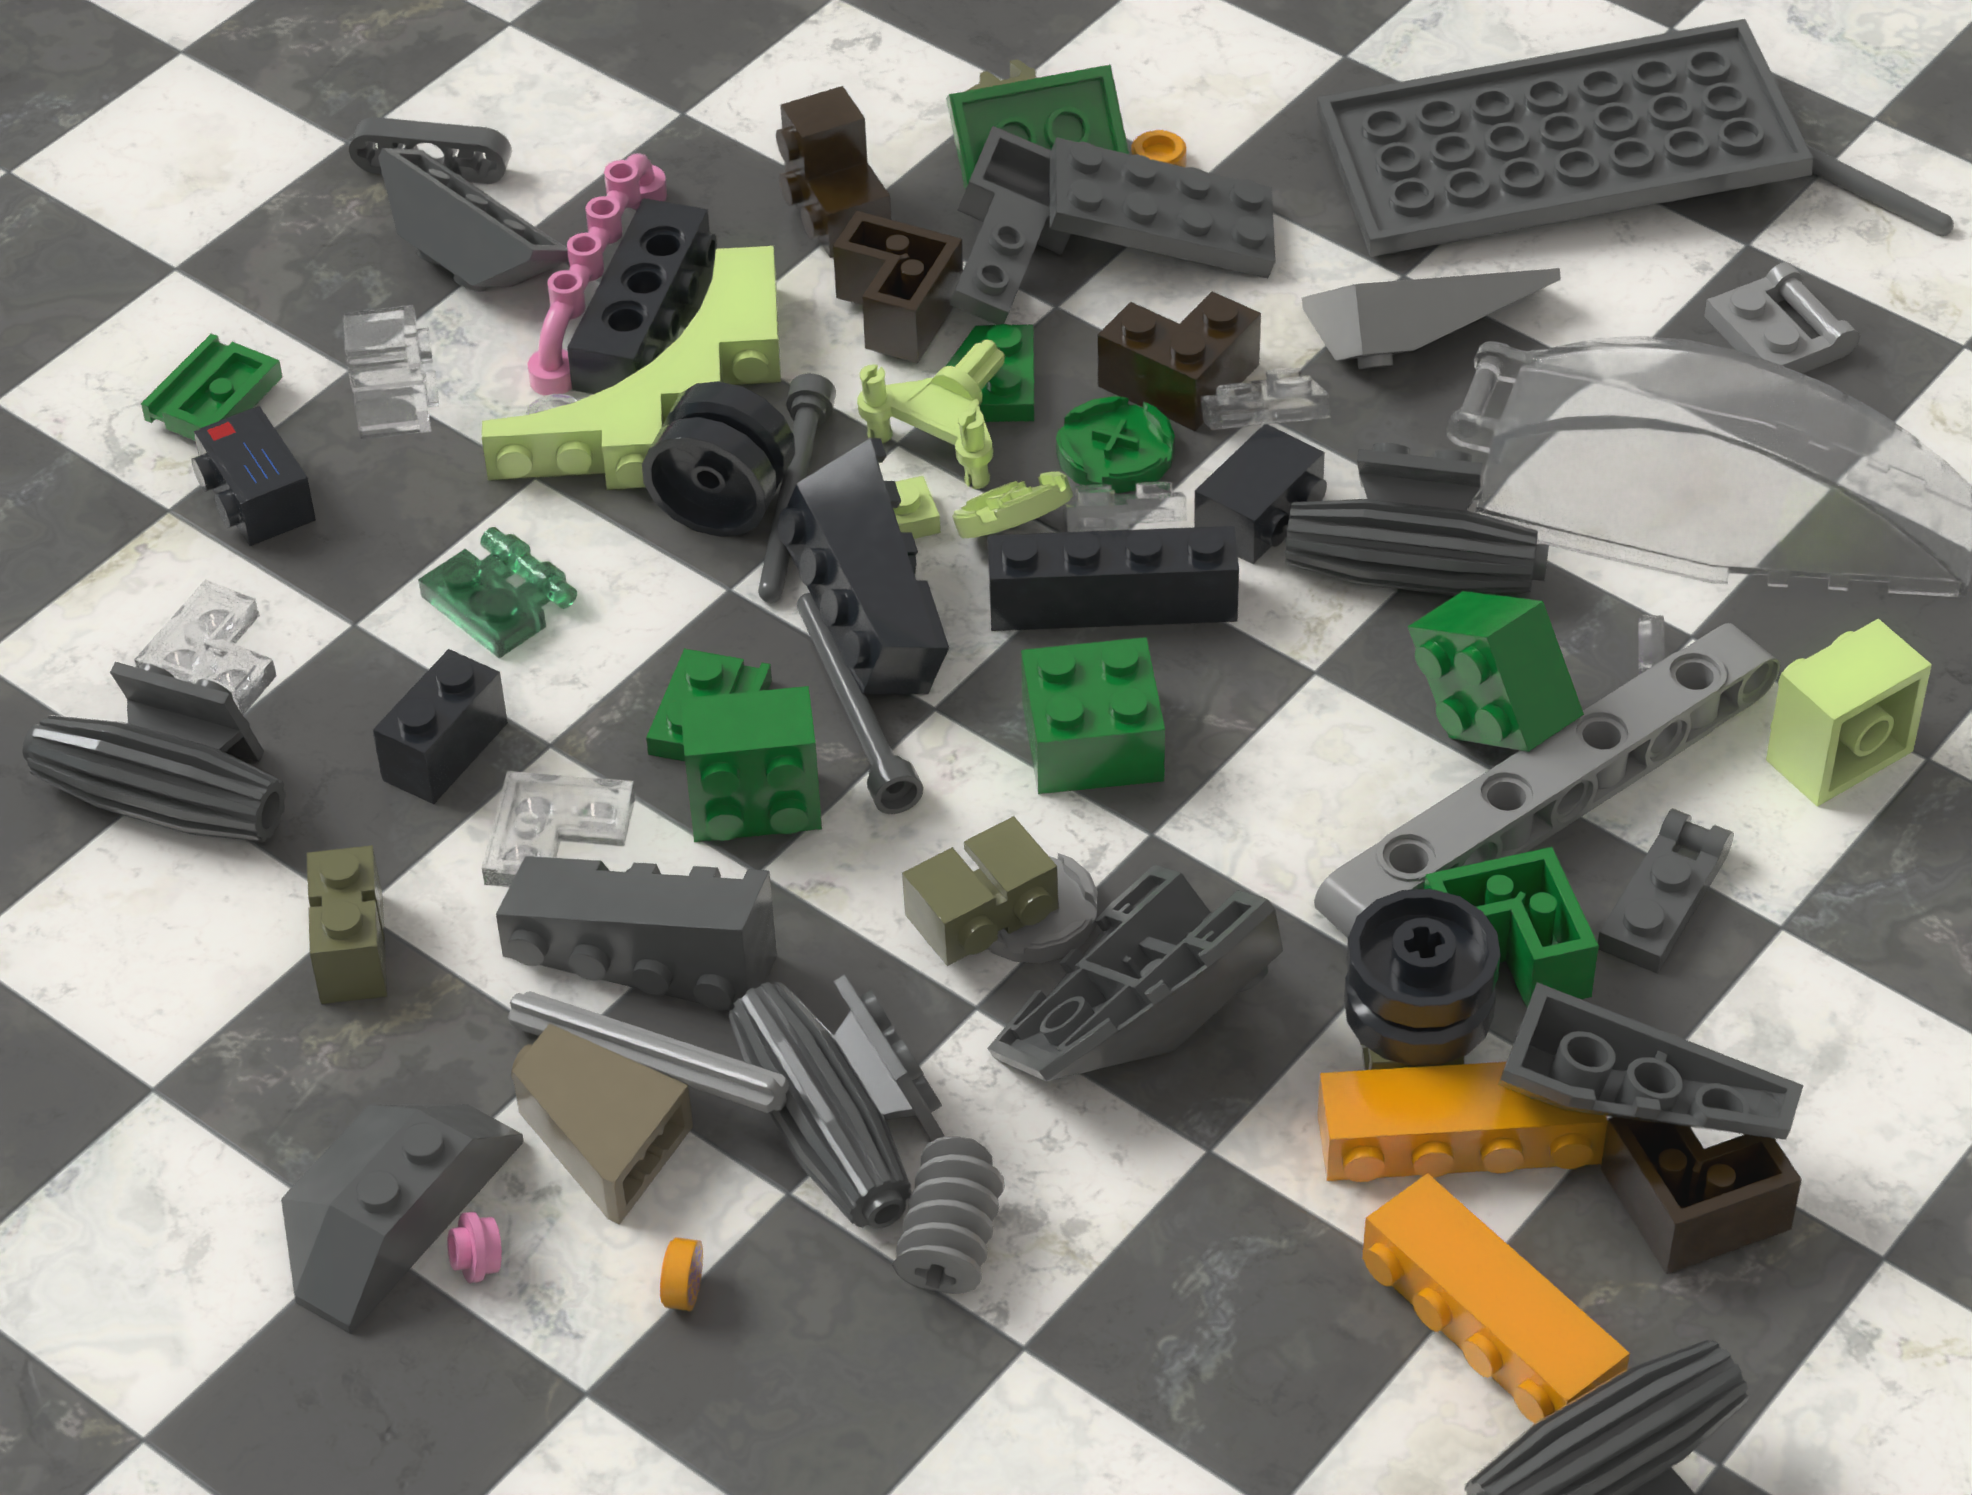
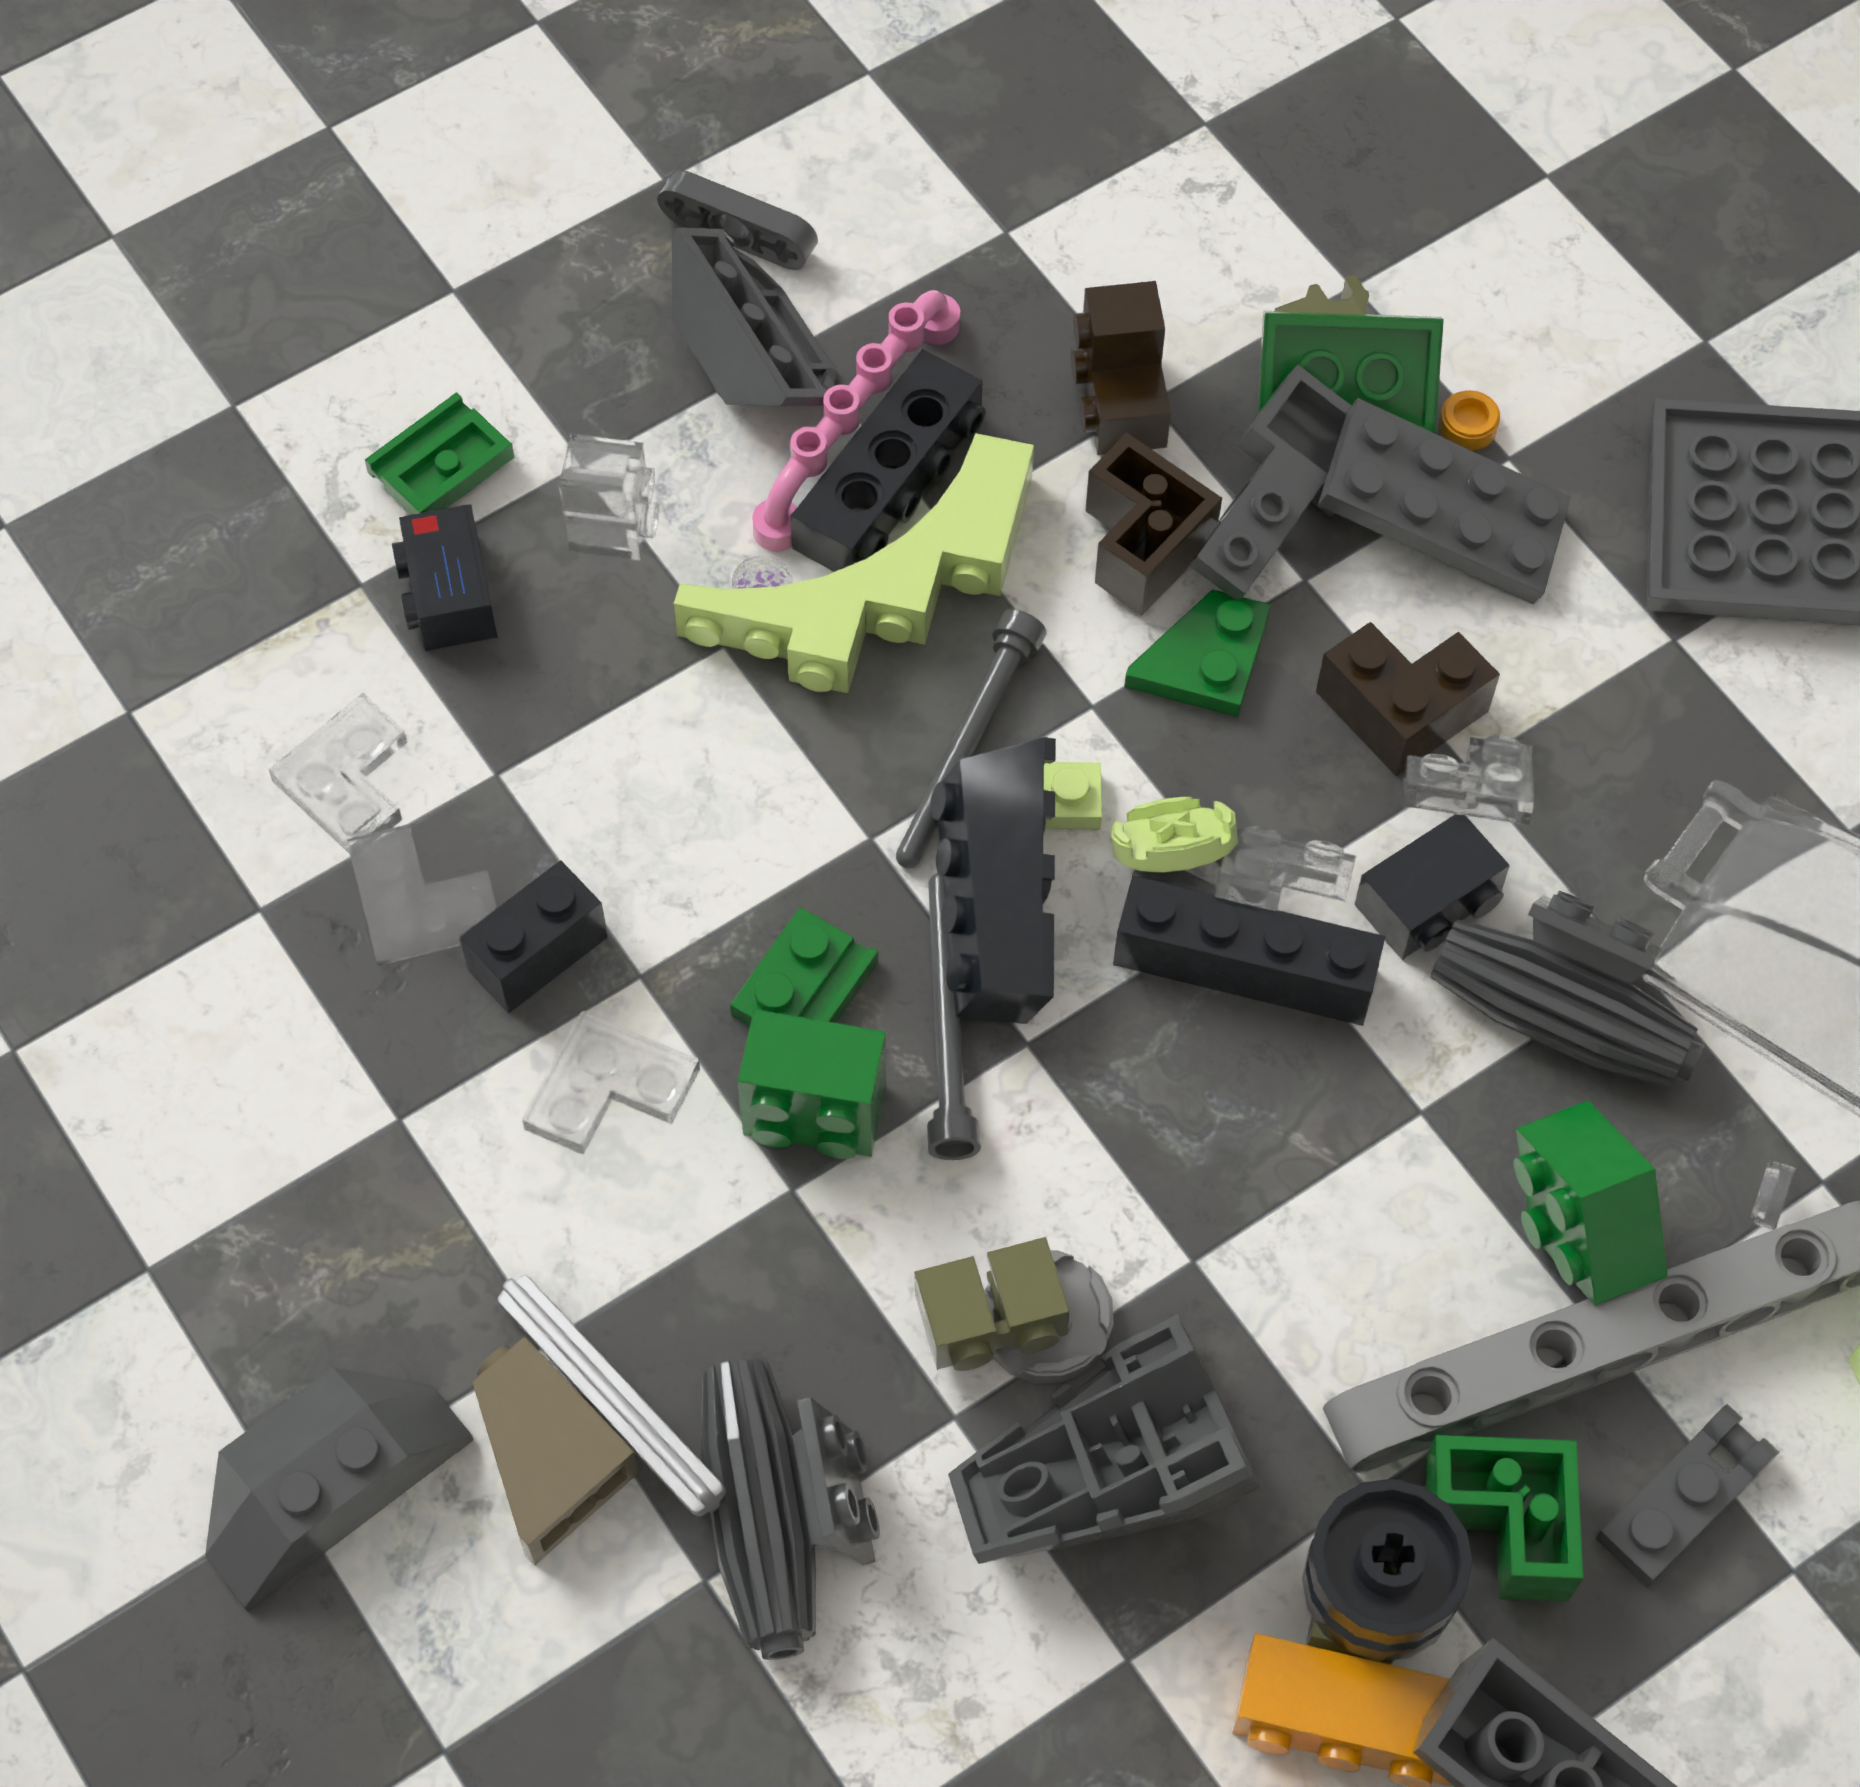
camera: 15 degrees right, 15 degrees up
(166, 759) = (257, 905): dark grey plate -> none
(301, 739) = (401, 910): none -> clear plate
(346, 924) = (364, 1169): olive piece -> none
(475, 1247) = (384, 1561): bright pink plate -> none
(488, 606) = (625, 788): clear green plate -> none
(643, 928) = (650, 1243): dark grey wedge -> none
(681, 1273) = (567, 1657): light orange tile -> none
(718, 459) = (896, 699): black wheel -> none
(938, 405) = (1141, 690): yellowish green axle -> none
(949, 1217) = (839, 1677): light grey piece -> none
(1093, 715) = (1174, 1114): green brick -> none
(1115, 444) = (1308, 774): green tile -> none
(1403, 315) = (1640, 708): light grey wedge -> none

